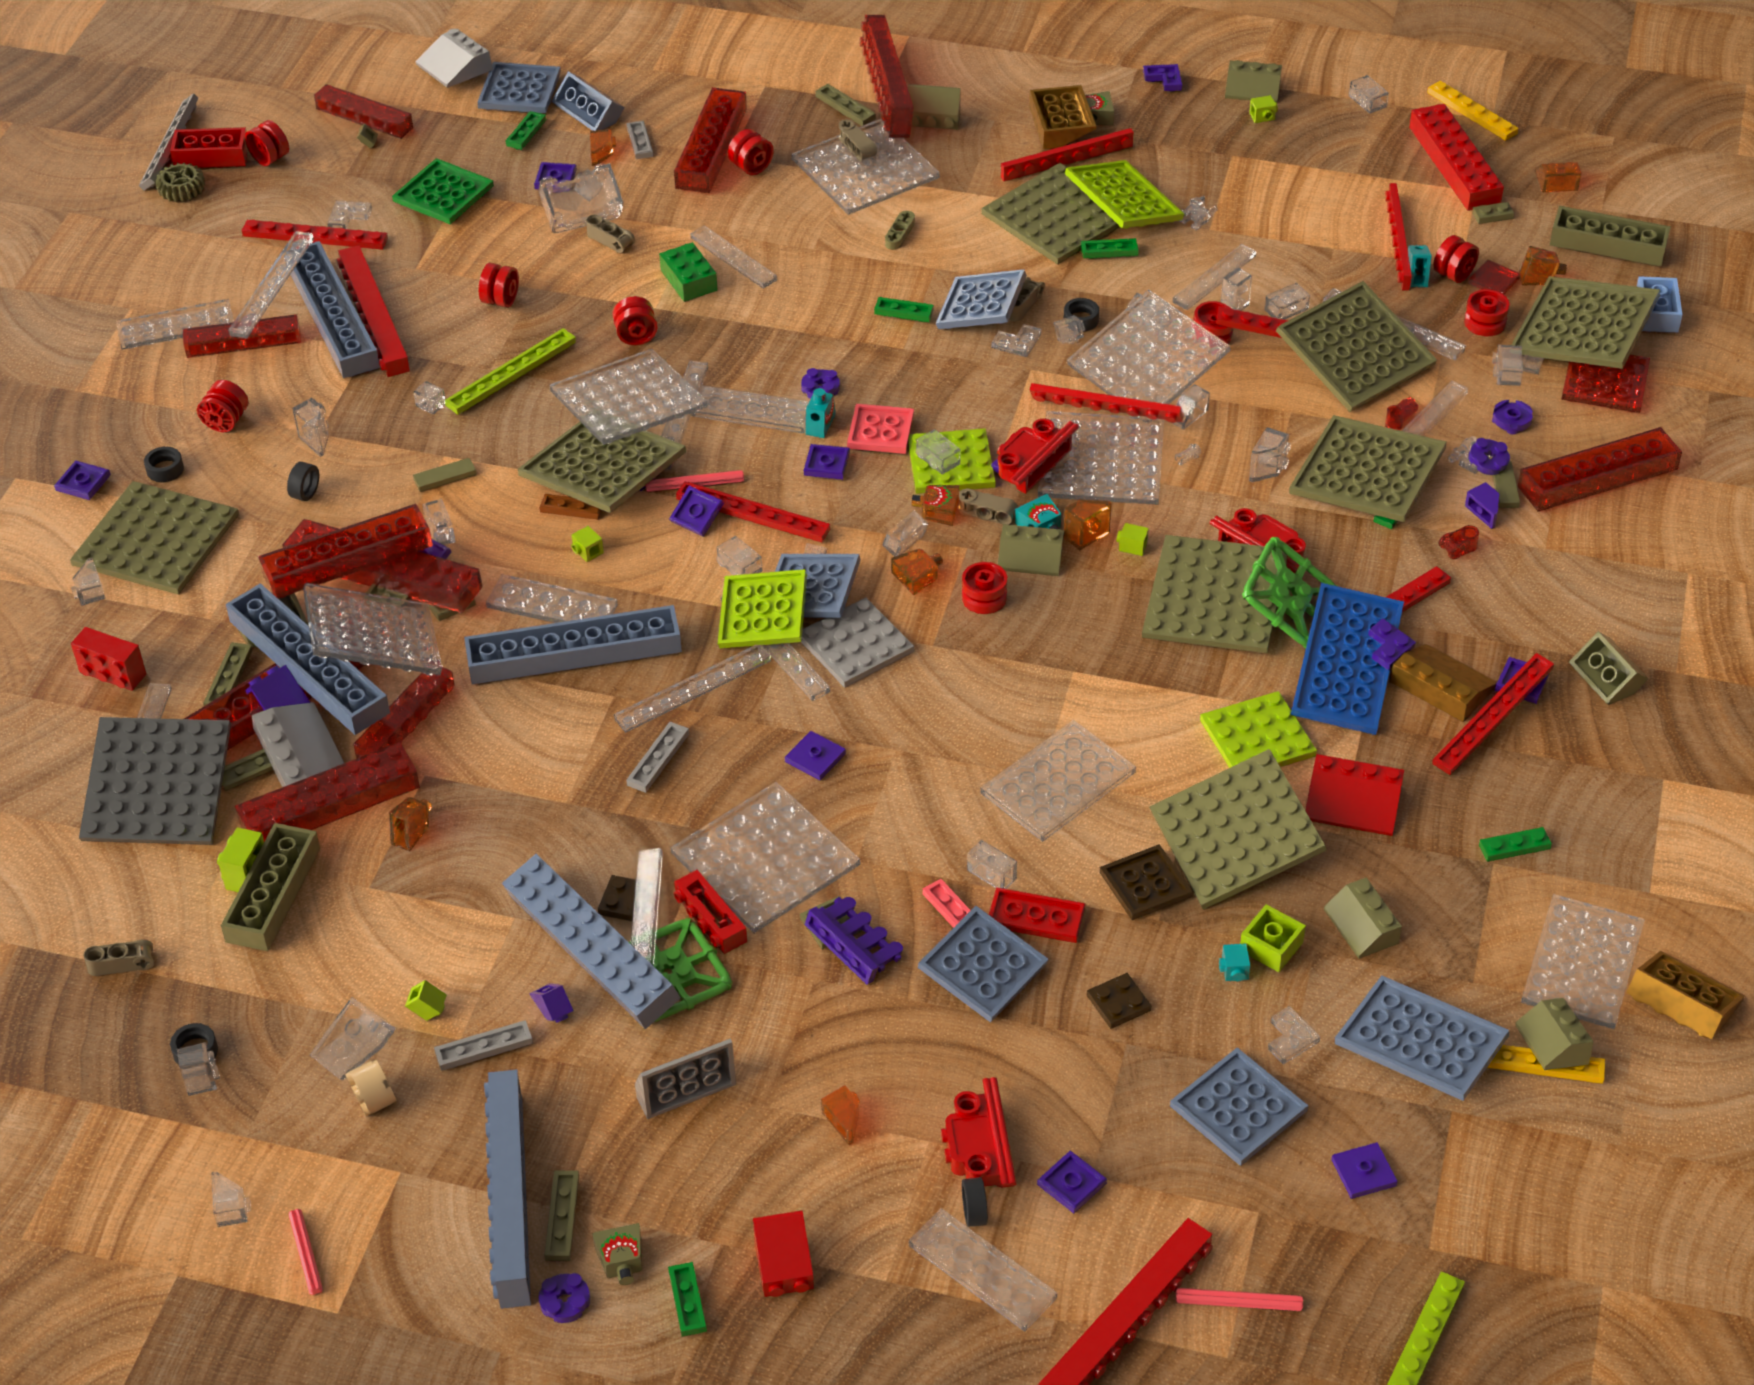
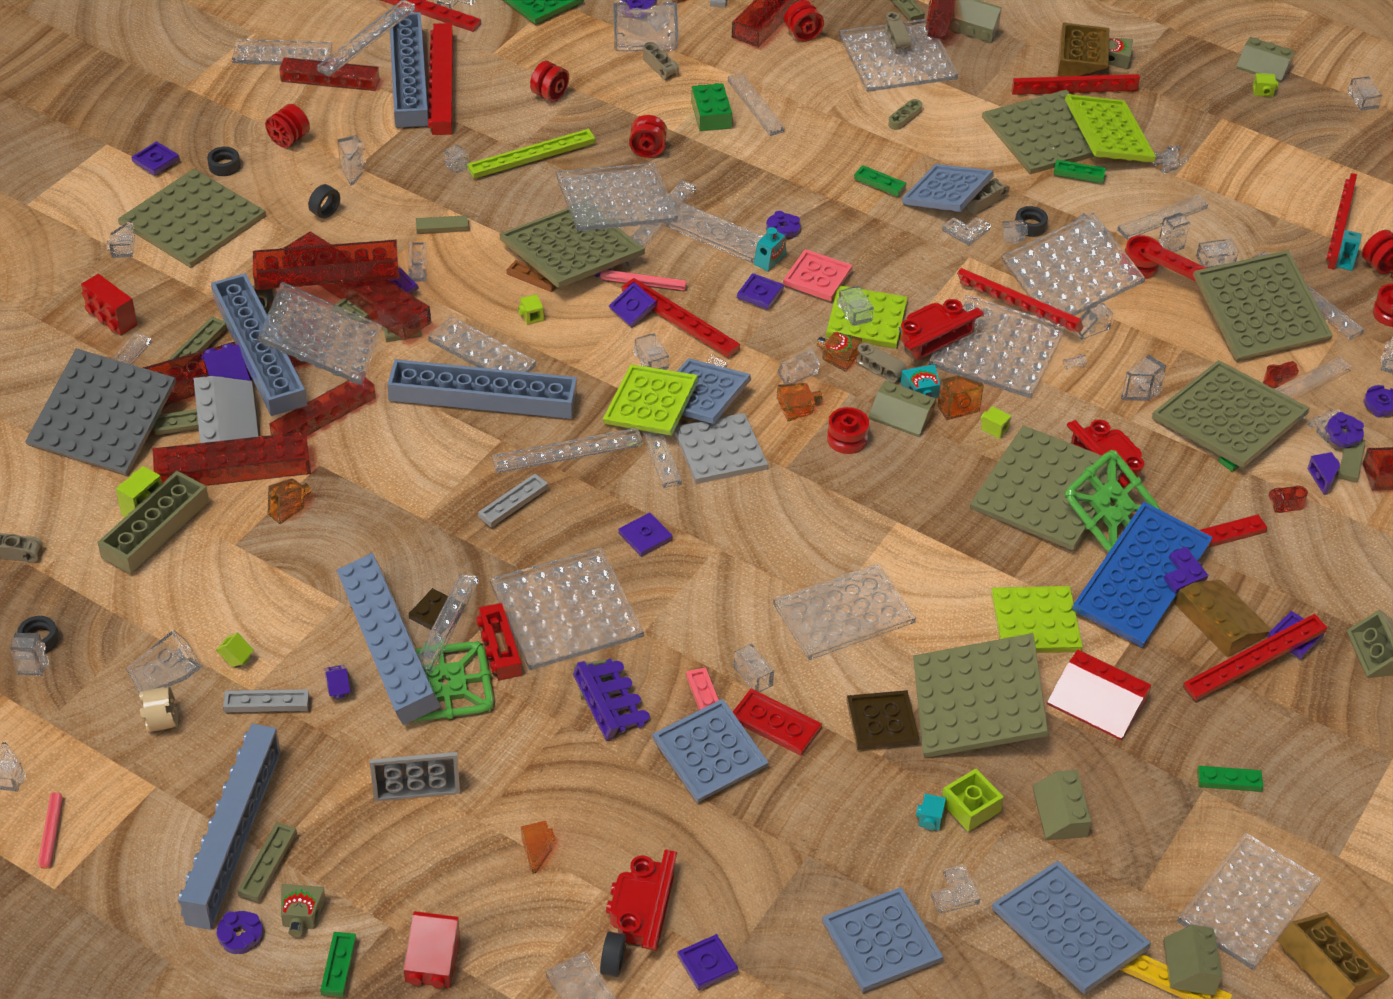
camera: 15 degrees right, 0 degrees up
(1119, 1000) = (816, 816): dark brown plate -> none
(1168, 74) = (1192, 37): dark purple plate -> none

